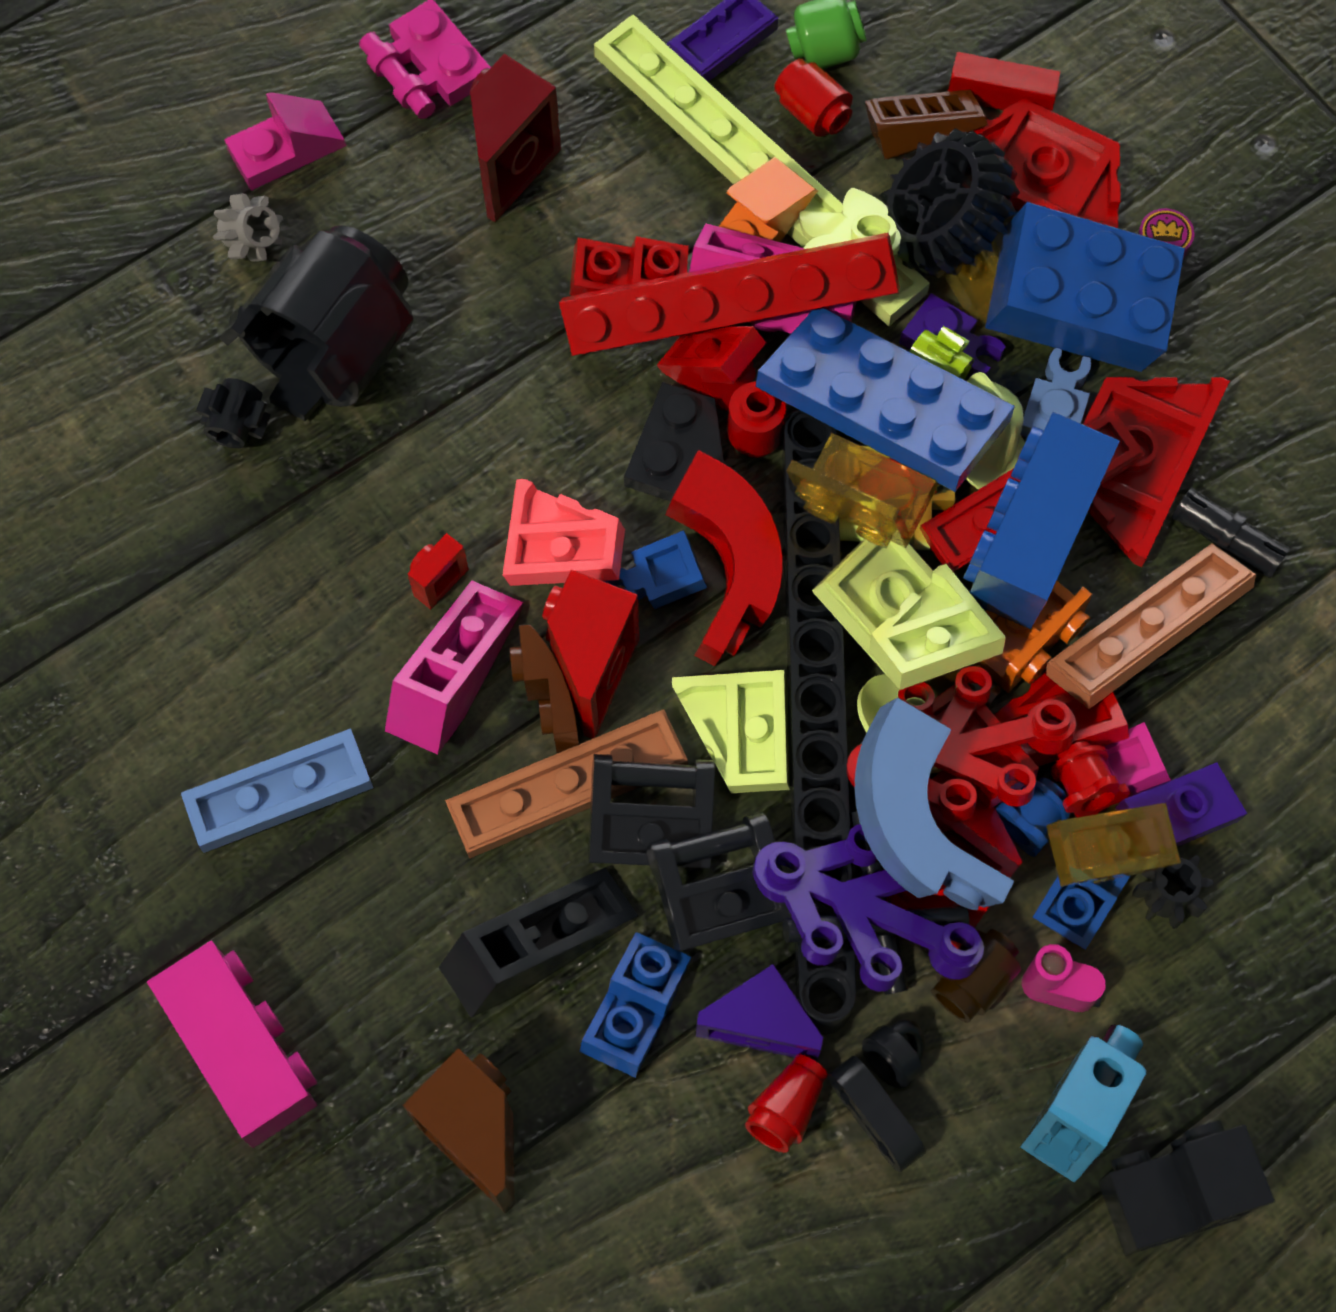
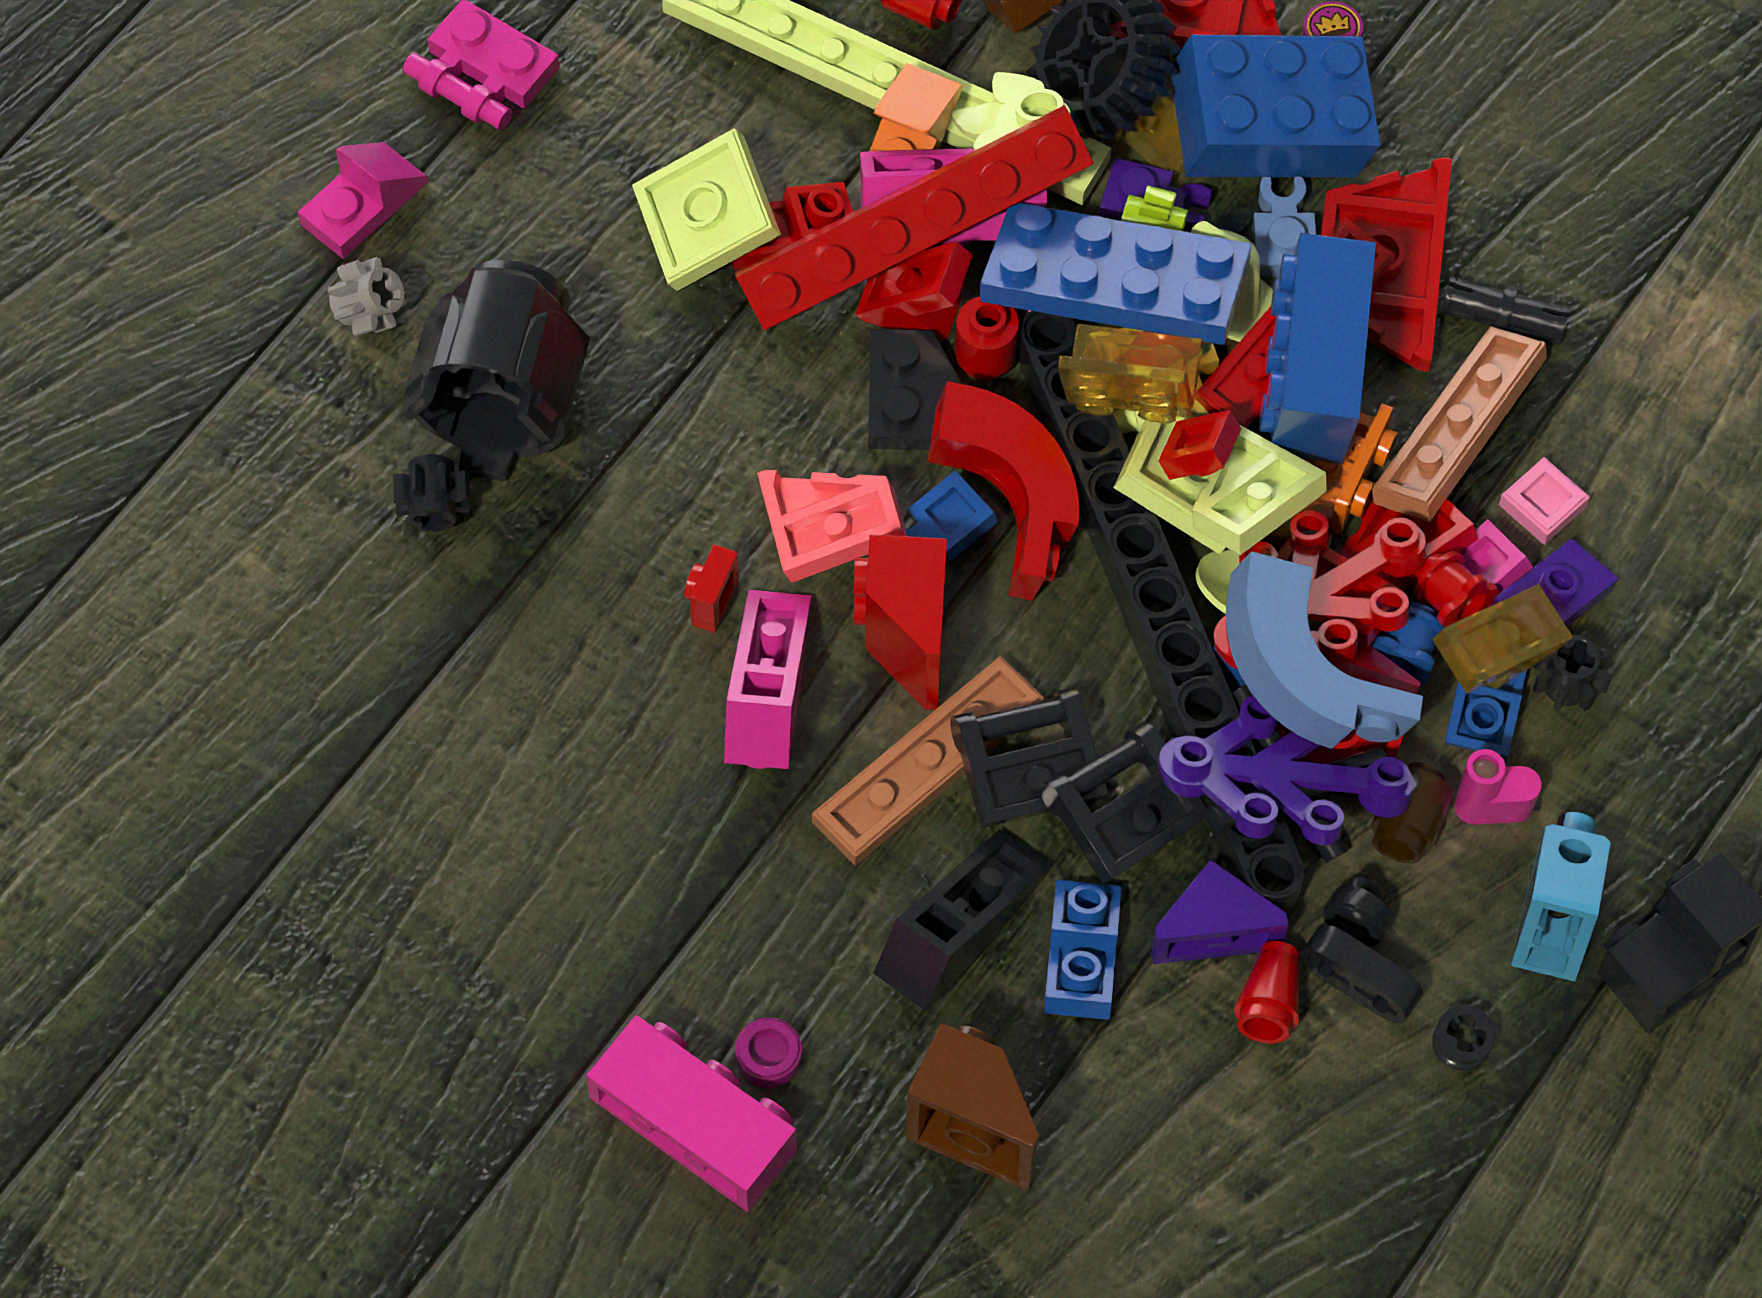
camera: 20 degrees left, 5 degrees down
(276, 790) = (633, 857): medium blue plate -> none
(325, 1007) = (768, 1052): none -> magenta tile
(513, 130) = (614, 114): dark red slope -> none
(545, 682) = (870, 662): reddish brown slope -> none
(560, 236) = (706, 209): none -> yellowish green tile
(742, 726) = (1085, 645): yellowish green wing -> none
(901, 576) = (1200, 445): none -> red plate
(931, 1208) = (1446, 1045): none -> black bush
(1205, 718) = (1544, 501): none -> bright pink tile

